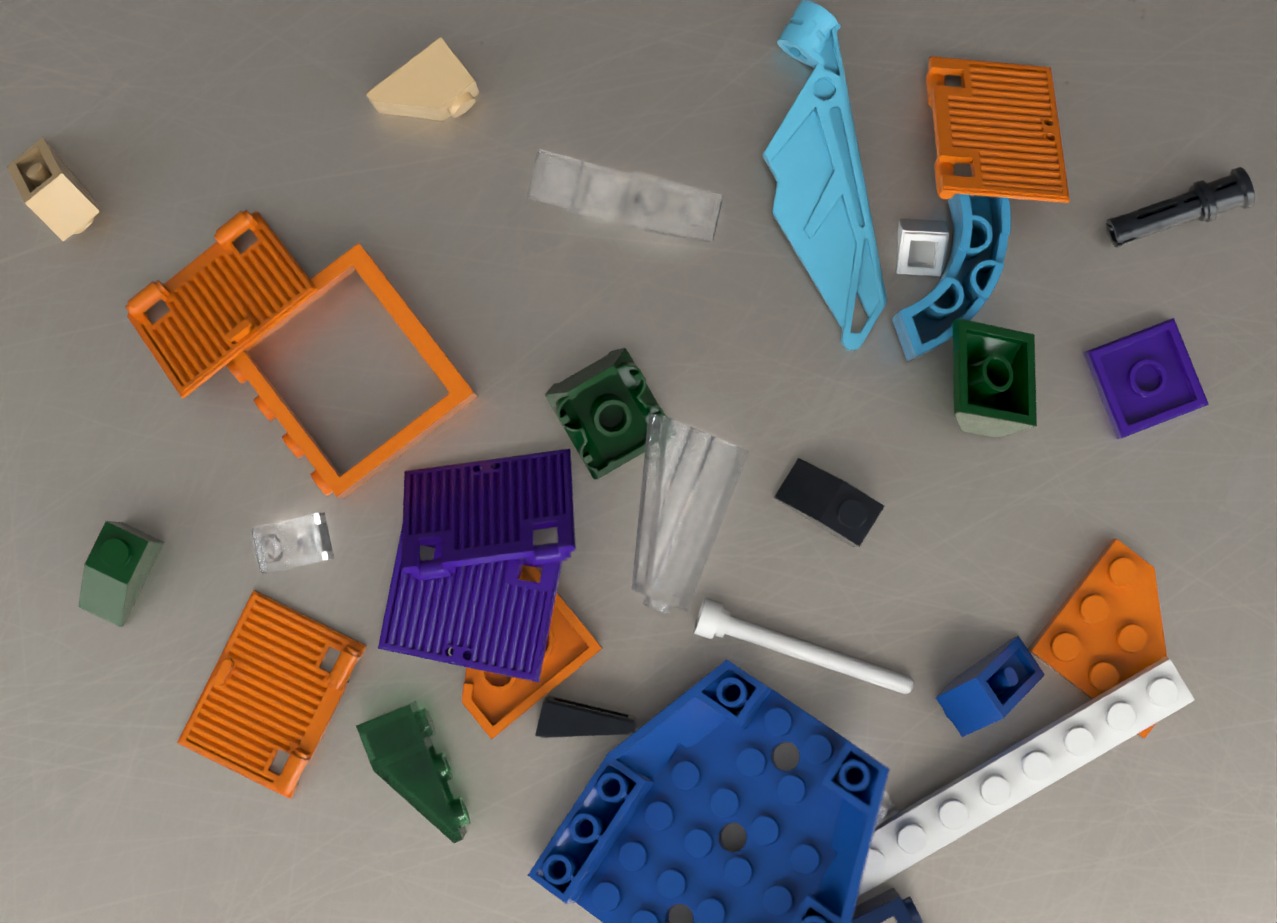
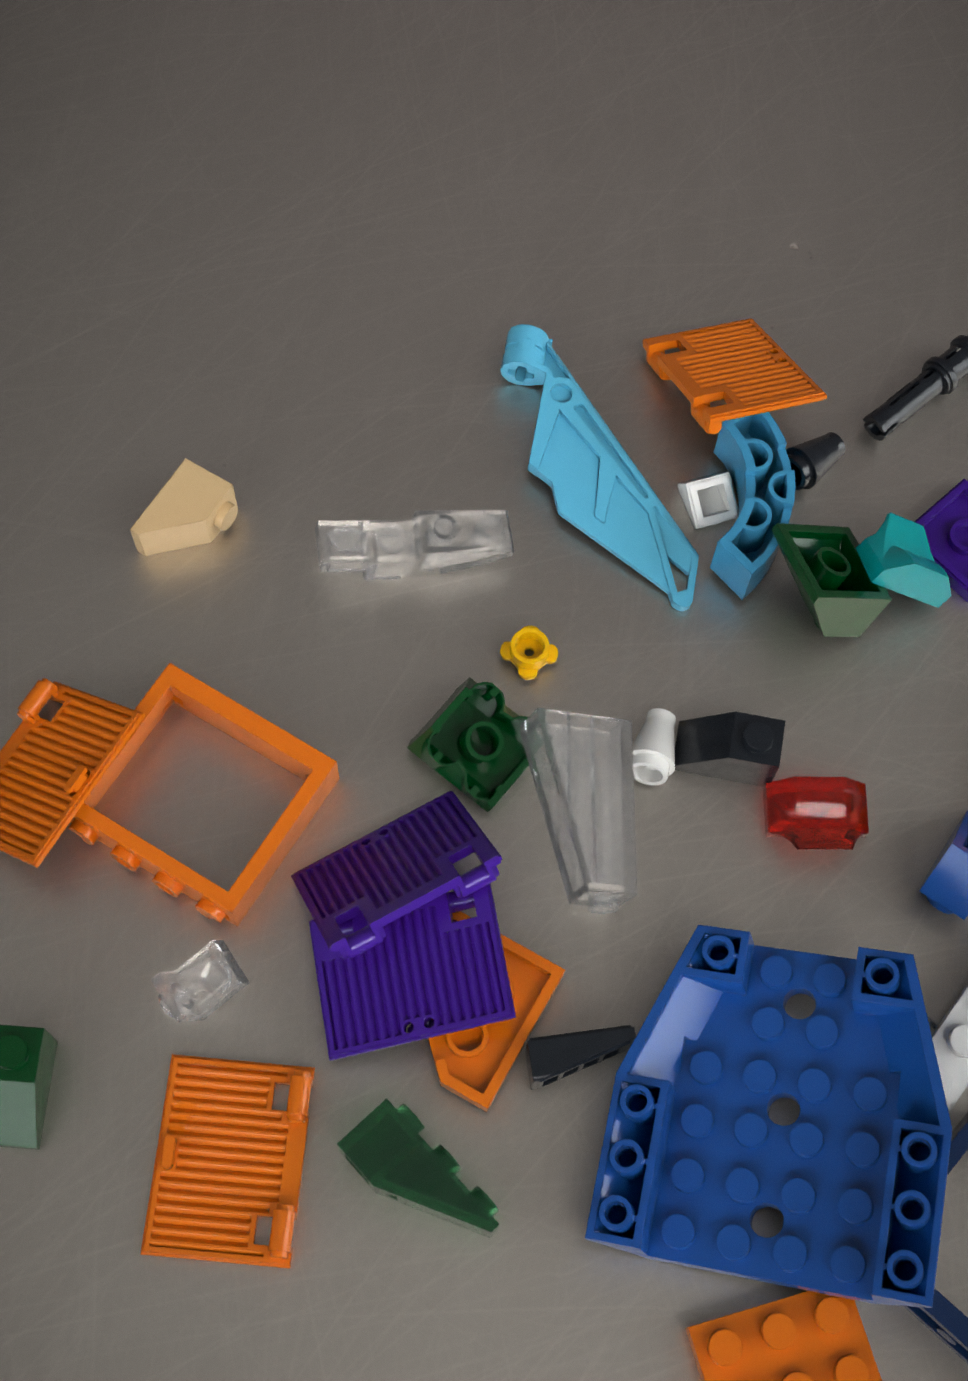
camera: 25 degrees left, 20 degrees down
(692, 329) = (529, 638): none -> yellow plate
(716, 621) = (669, 902): white piece -> none
(763, 477) = (655, 748): none -> white cone
(881, 593) = (816, 812): none -> clear red slope
(1036, 245) = (814, 458): none -> black cone
(1068, 388) = (902, 561): none -> teal slope

